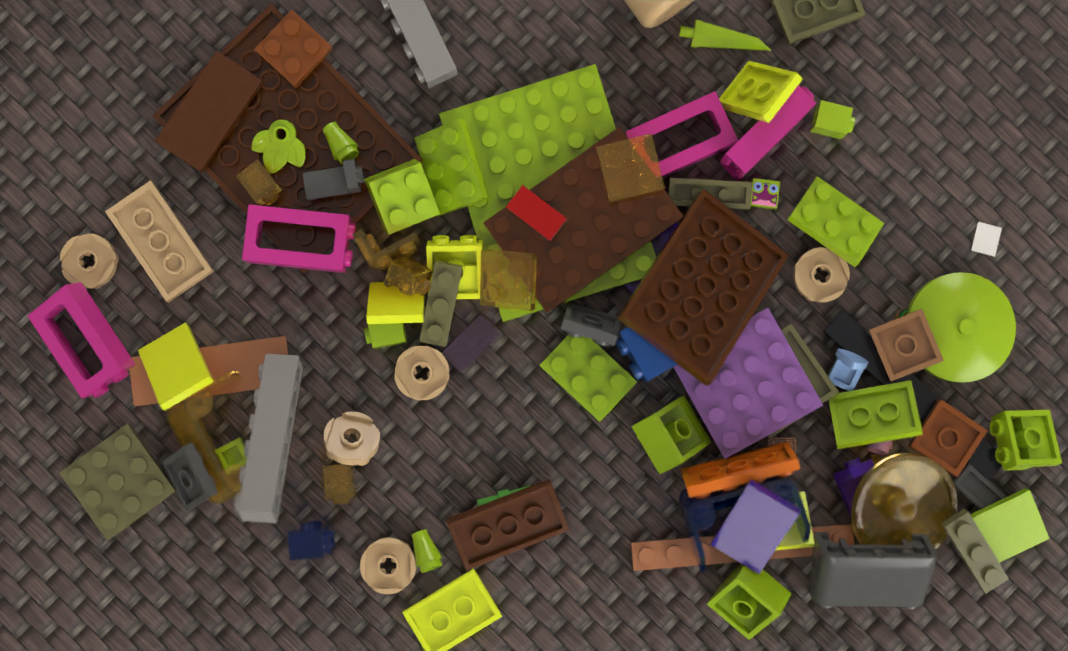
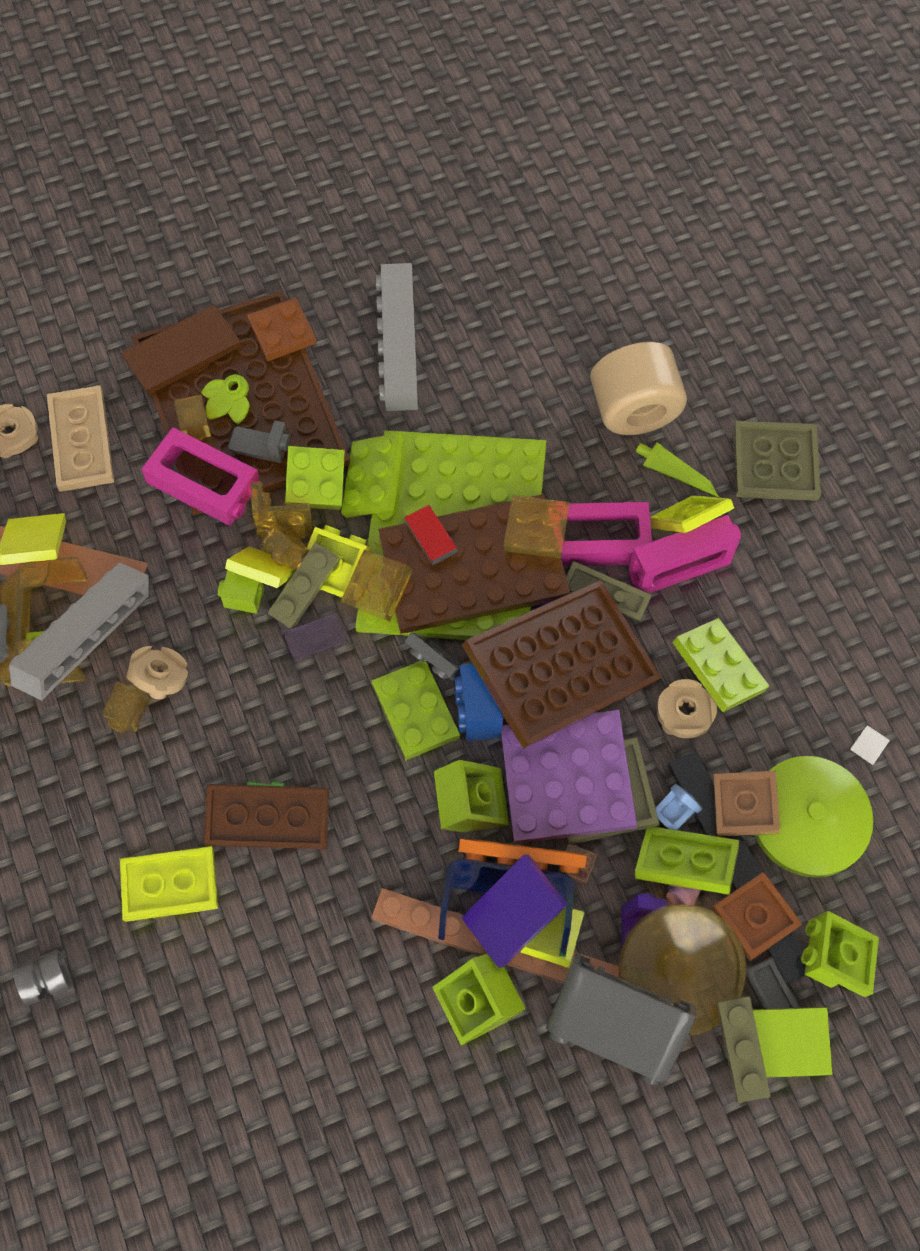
camera: 25 degrees right, 20 degrees down
(310, 541) = (66, 745): clear blue brick -> none
(341, 145) = (282, 412): lime cone -> none
(377, 577) = (138, 822): tan plate -> none
(406, 371) = (255, 658): tan plate -> none
(426, 552) = (172, 813): lime cone -> none
(765, 193) = (660, 615): tile -> none
(832, 120) = (753, 573): lime brick -> none

